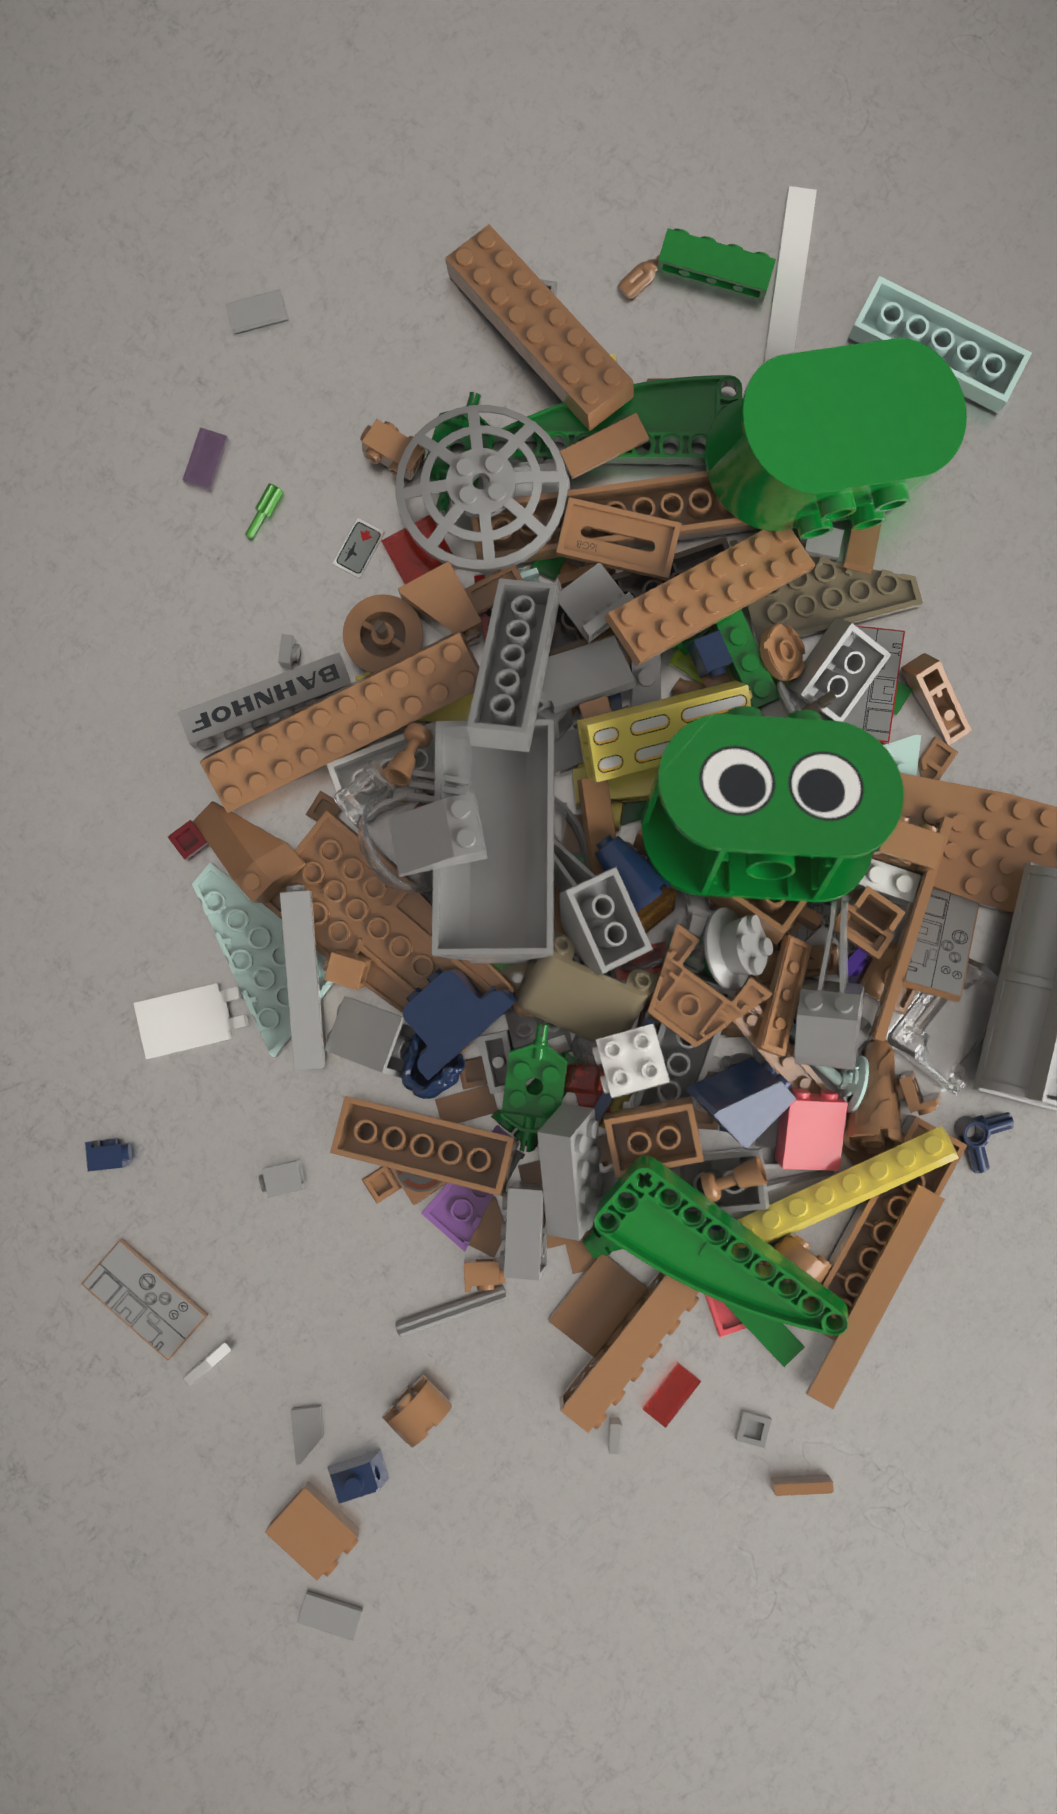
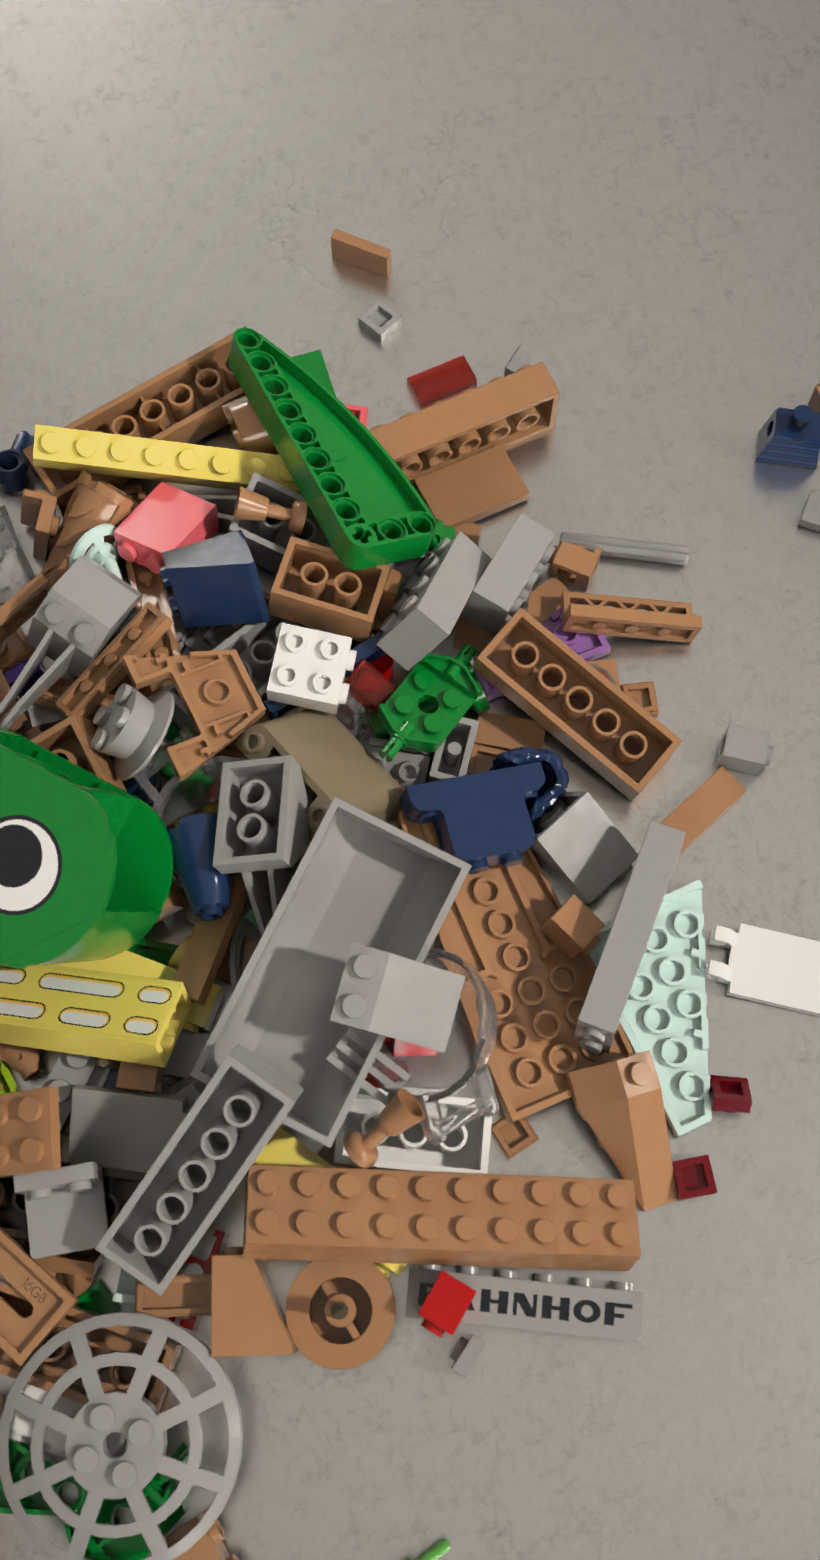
camera: 150 degrees left, 15 degrees down
(186, 909) = (730, 1094): none -> dark red plate
(297, 1112) = (705, 805): none -> medium nougat tile
(314, 670) = (446, 1304): none -> red brick
(358, 547) = (315, 1453): sticker -> none
(408, 556) = (261, 1404): clear red tile -> none
(412, 1241) = (629, 622): none -> medium nougat fence
(417, 1411) = (703, 465): medium nougat brick -> none
(607, 1164) = (390, 593): none -> medium nougat tile
(875, 1296) = (190, 361): medium nougat tile -> none

